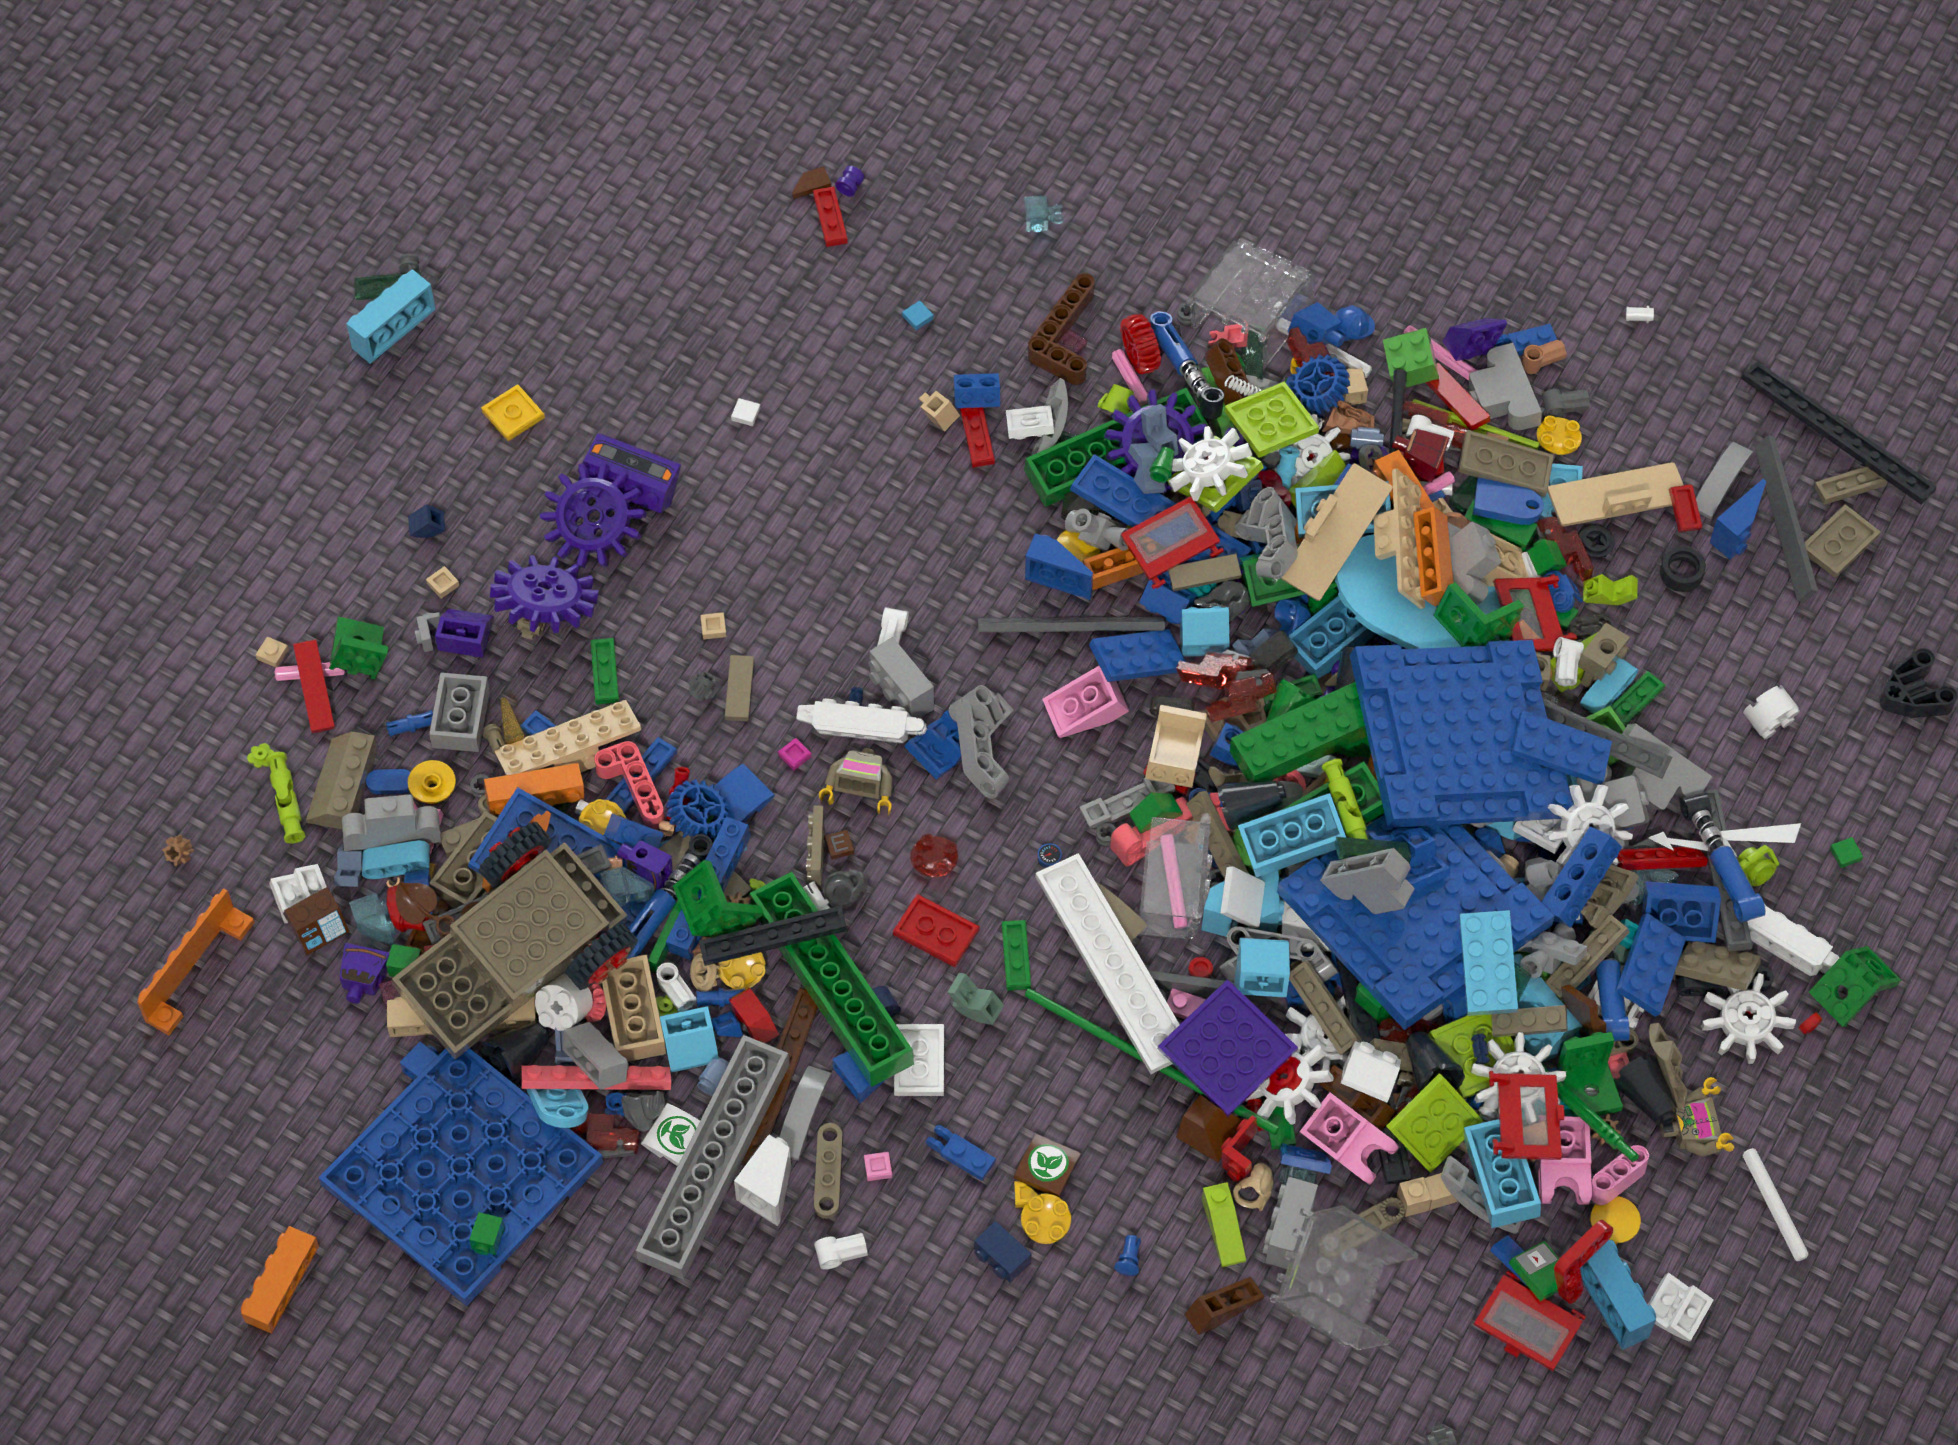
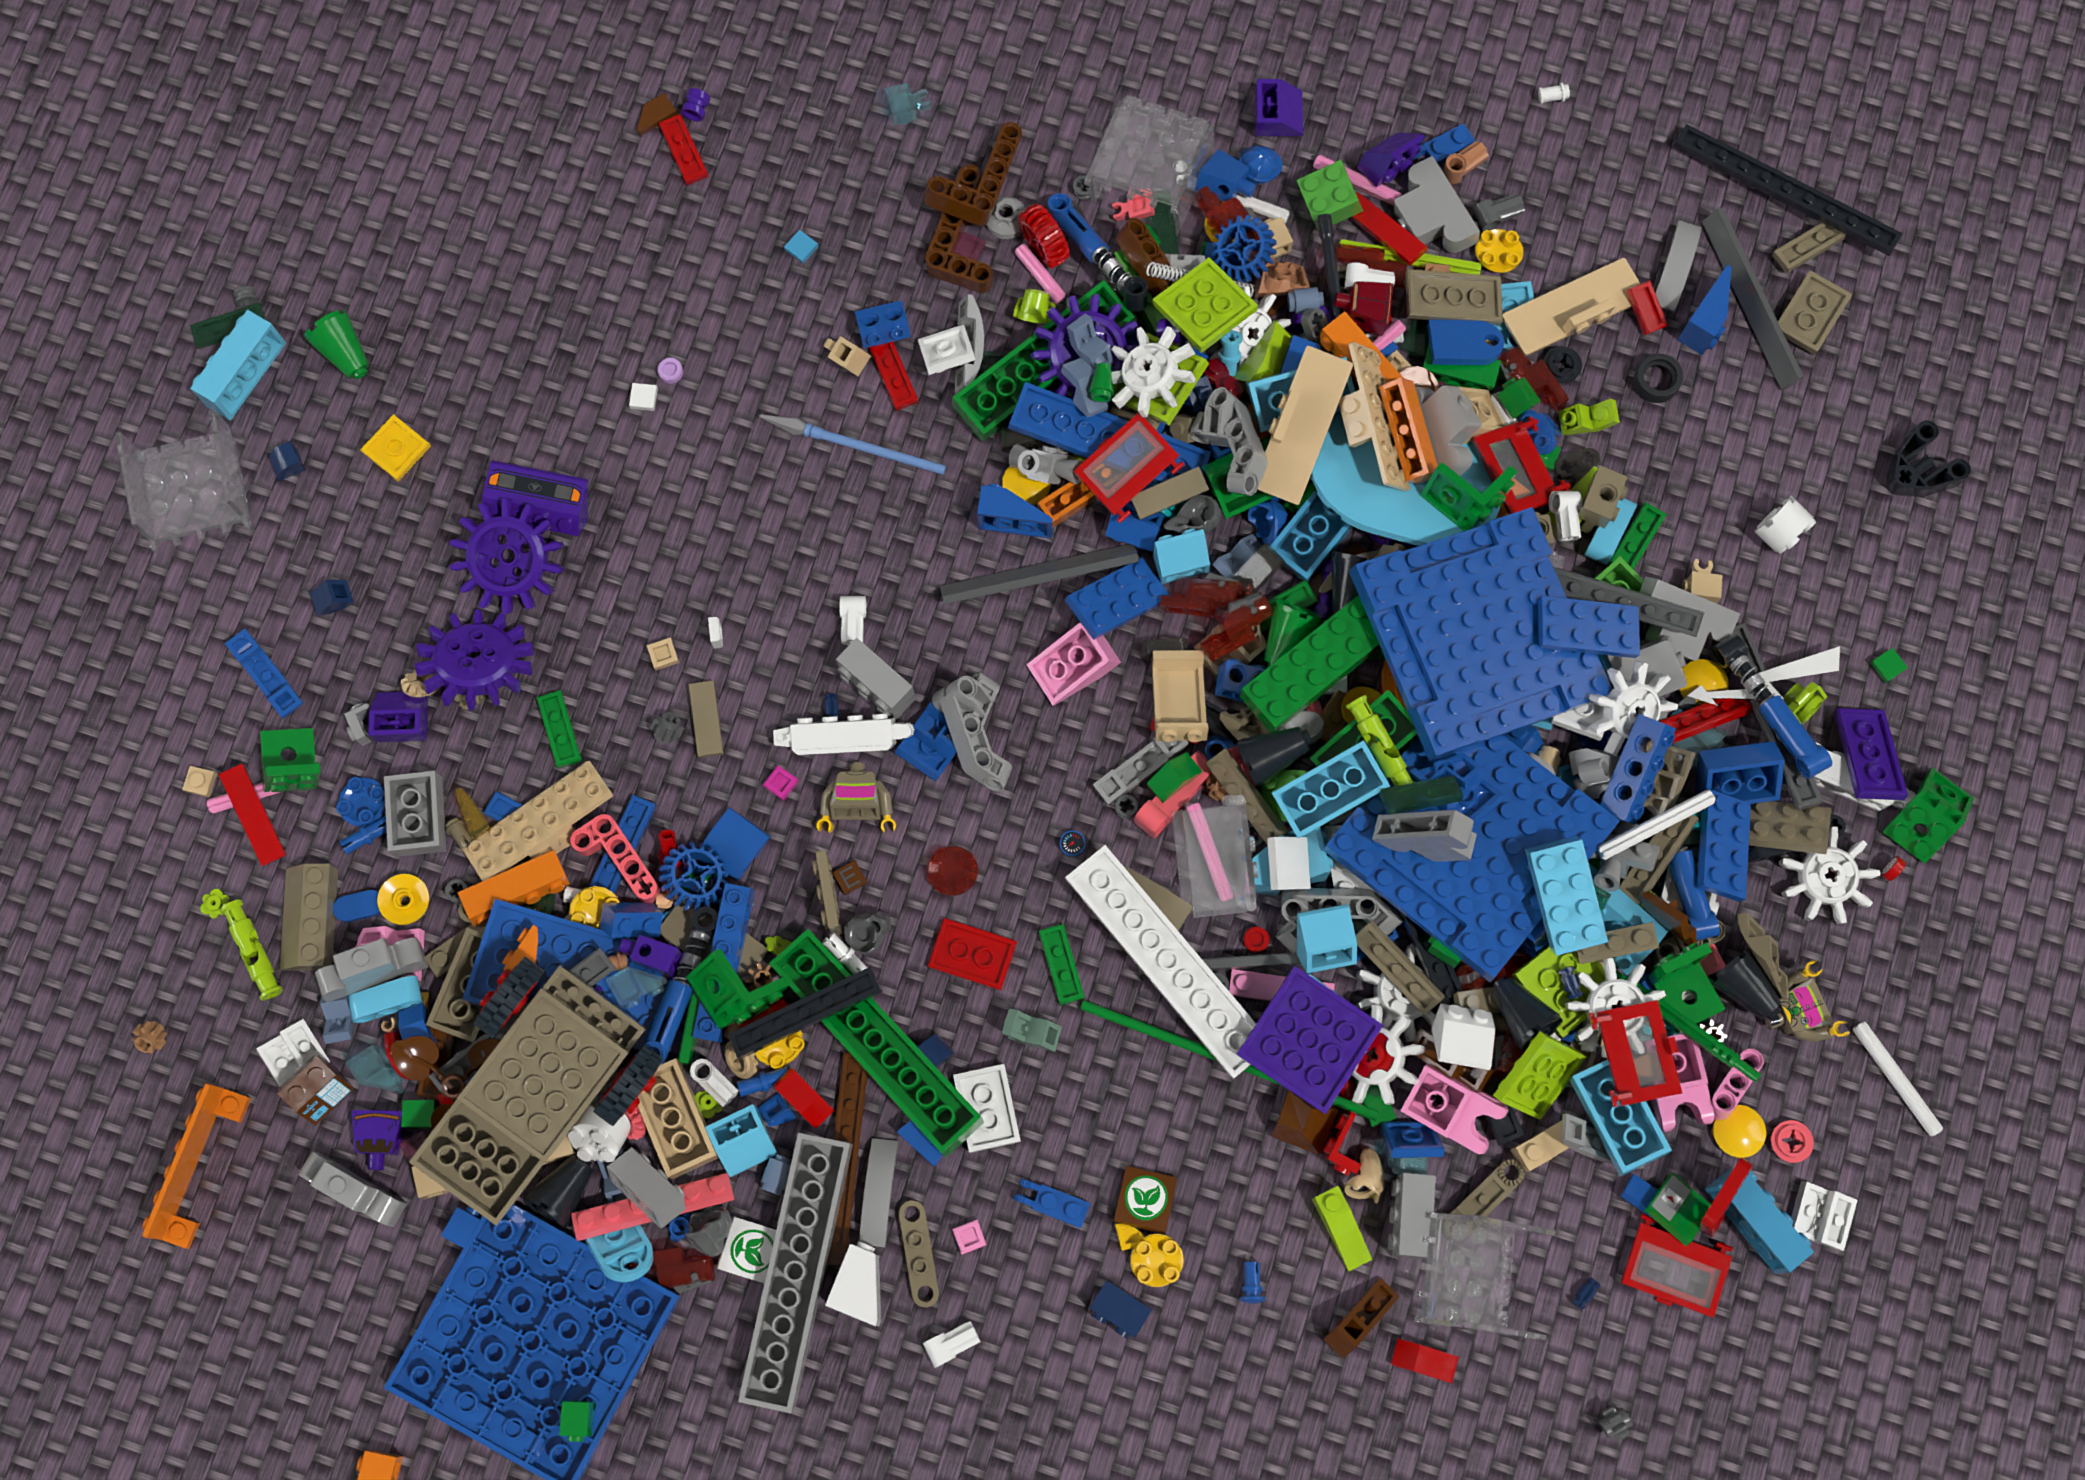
camera: 10 degrees left, 15 degrees up
(320, 409) = (184, 487): none -> clear windscreen
(329, 1008) = (351, 1189): none -> light grey brick
(351, 572) = (264, 673): none -> blue slope
(412, 404) = (286, 461): none -> dark blue brick
(413, 695) = (361, 801): none -> blue dish
(442, 582) = (364, 663): tan plate -> none
(483, 315) = (339, 344): none -> green cone
(485, 608) = (413, 686): none -> tan gear
(765, 616) = (715, 630): none -> white tile
(775, 395) = (670, 370): none -> lavender tile
(879, 462) = (798, 427): none -> medium blue piece
(1085, 305) = (978, 204): none -> reddish brown beam
(1106, 332) = (1003, 227): none -> light grey piece
(1277, 1352) = (1424, 1360): none -> red slope
(1380, 279) = (1278, 108): none -> dark purple slope
(1439, 1328) = (1585, 1293): none -> dark blue piece
(1587, 925) = (1656, 824): none -> white axle
(1670, 824) = (1704, 673): none -> yellow dish
(1673, 1234) = (1800, 1134): none -> coral gear
(1687, 745) = (1704, 583): none -> tan brick
(1808, 918) = (1870, 754): none -> dark purple tile

